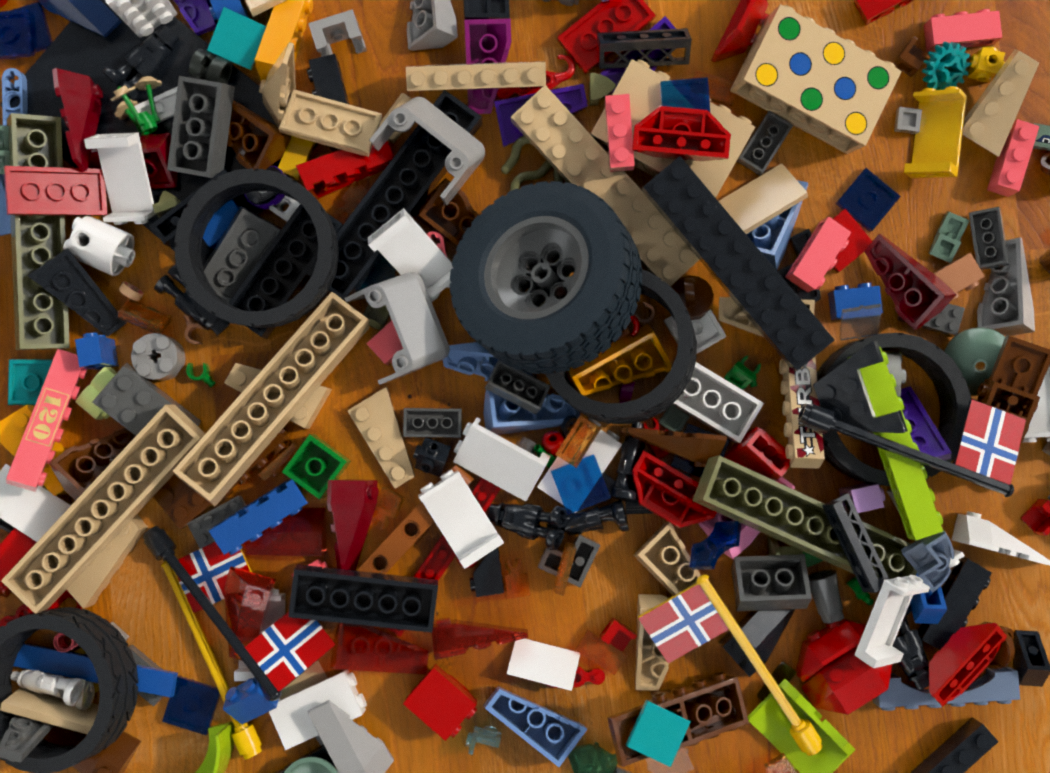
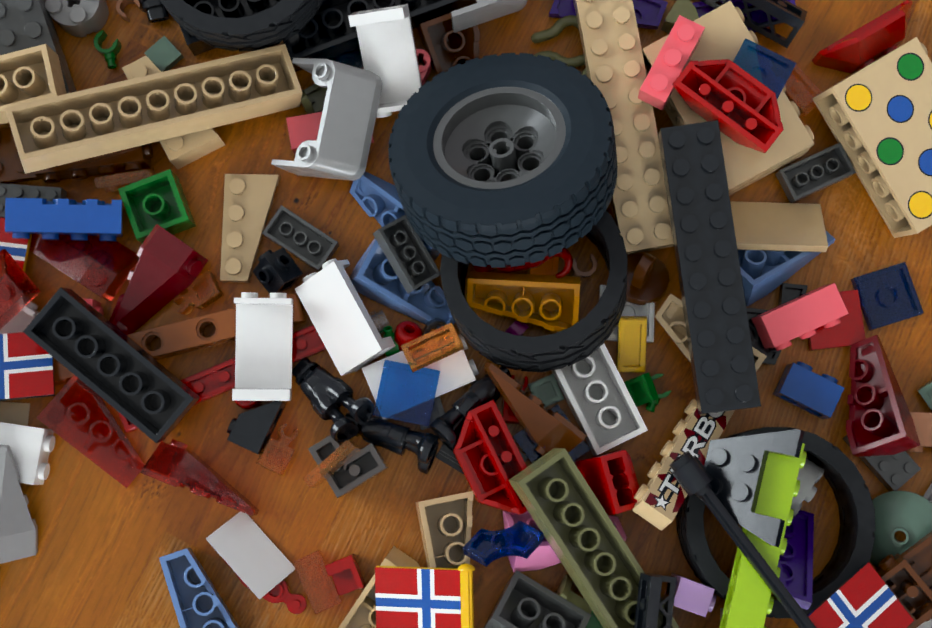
camera: 30 degrees right, 5 degrees down
(244, 352) = (164, 54): none -> sand green tile
(441, 702) = (120, 524): red brick -> none
(486, 735) = (143, 590): clear light blue bracket -> none
(713, 348) = (631, 344): none -> yellow tile
(860, 322) = (801, 411): clear piece -> none

